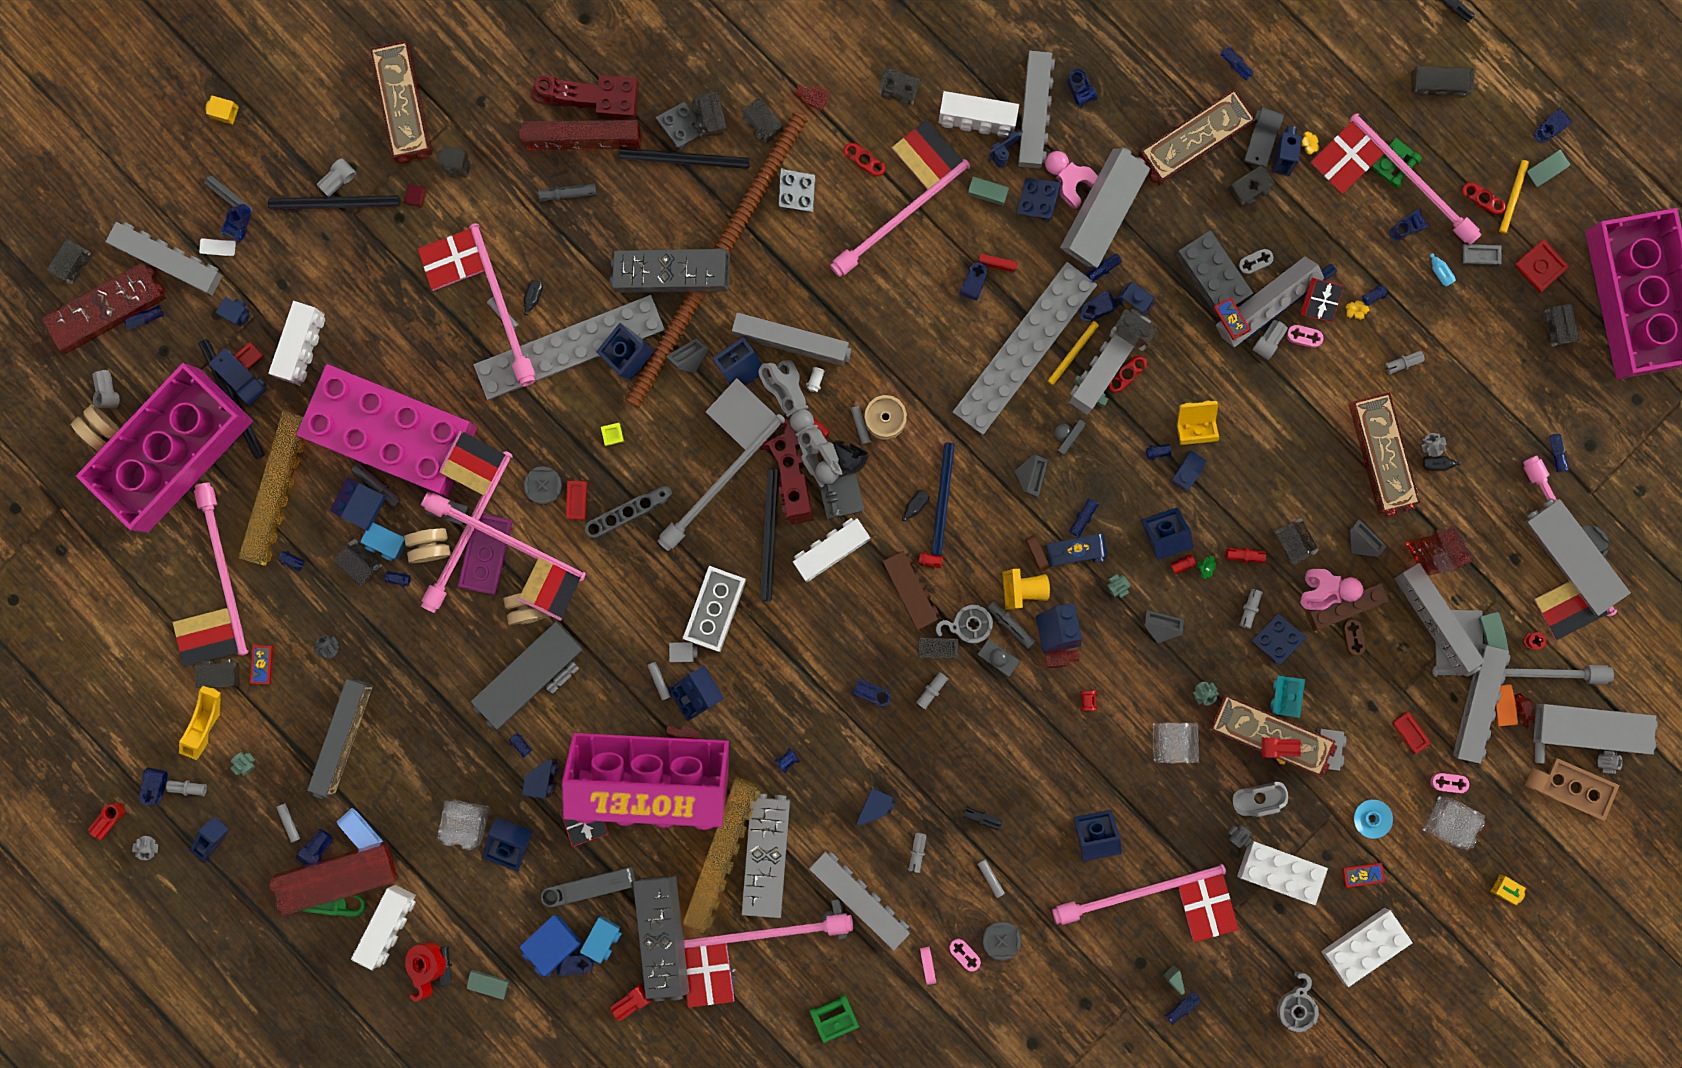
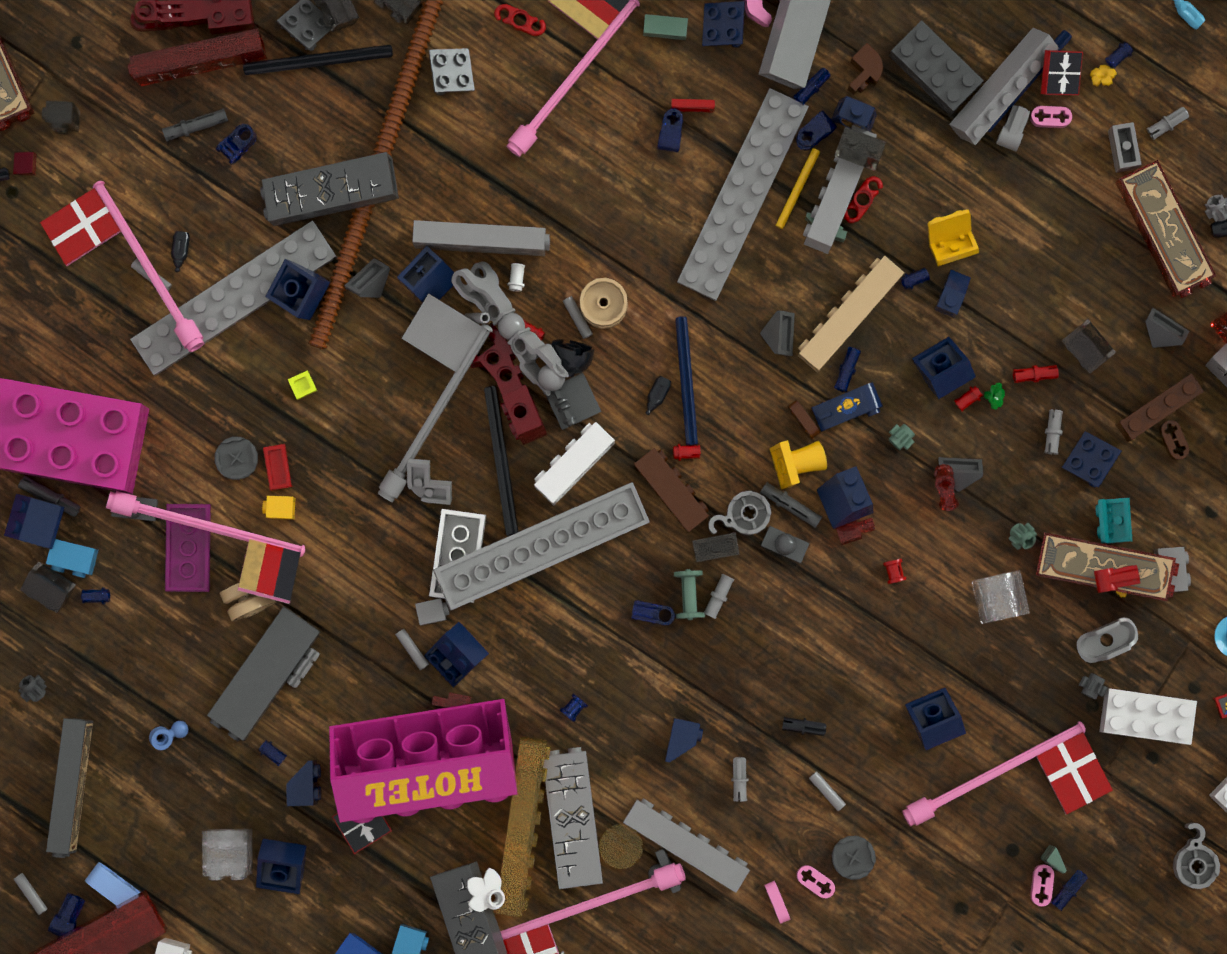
camera: 15 degrees left, 0 degrees up
(426, 543) = (121, 550): tan wheel -> none
(444, 708) = (179, 730): none -> medium blue plate
(479, 469) = (161, 454): flag -> none
(570, 535) = (279, 507): none -> yellow brick
(588, 887) = (381, 895): dark grey piece -> none
(598, 215) = (235, 143): none -> clear blue piece
(601, 521) = (344, 457): dark grey piece -> none
(676, 902) = (483, 889): none -> white plate
(696, 540) = (429, 490): none -> light grey plate
(775, 408) = (479, 318): none -> light grey piece
(787, 615) = (541, 546): none -> light grey plate
(803, 888) = (621, 846): none -> clear yellow piece
(907, 683) = (689, 594): none -> sand green hose
(1067, 435) = (807, 280): dark grey tile -> none
(1096, 470) = (850, 314): none -> tan brick
(1148, 635) = (945, 485): none -> clear red connector
(1155, 997) = (1047, 886): none -> bright pink beam
(1157, 261) = (869, 65): none -> reddish brown brick
(1232, 318) = (965, 114): tile -> none
(1257, 265) = (976, 41): light grey beam -> none
(1329, 589) = (1135, 392): bright pink piece -> none
(1363, 375) = (1124, 147): none -> light grey brick

